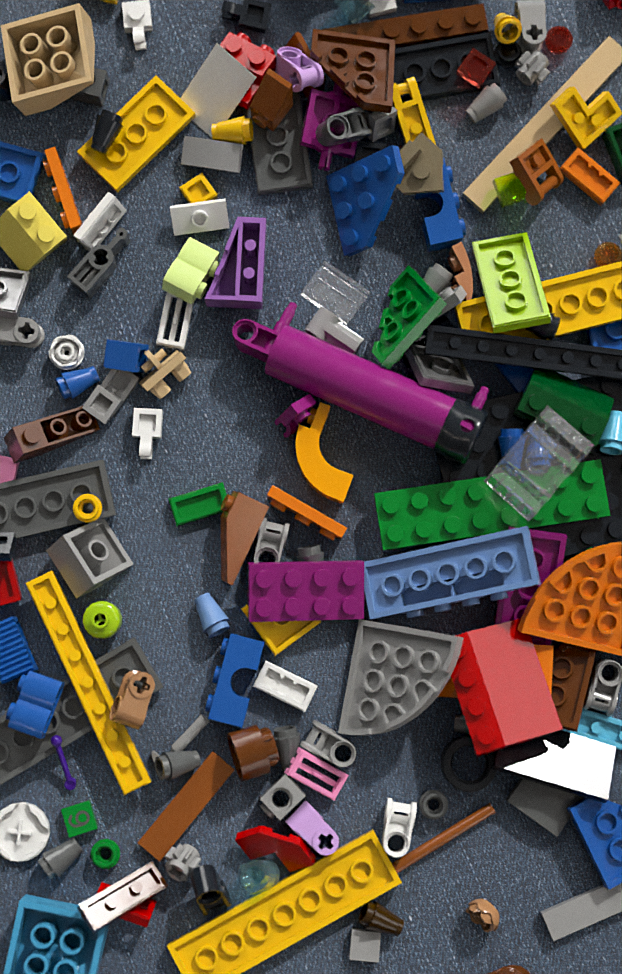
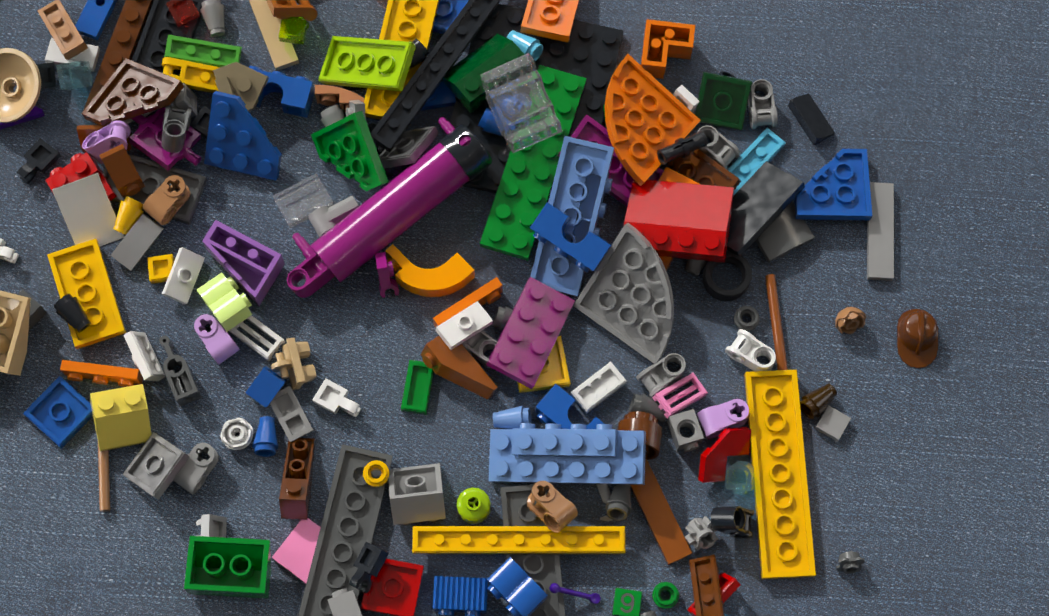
camera: 60 degrees left, 10 degrees down
(147, 285) = (217, 341): none -> lavender piece
(194, 691) = (567, 455): none -> medium blue plate
(263, 158) = (165, 202): none -> medium nougat piece
(278, 520) = (464, 325): none -> white plate
(413, 608) = (551, 226): none -> blue arch
(441, 112) = (202, 51): none -> bright green tile
(580, 654) = (682, 148): none -> black pin

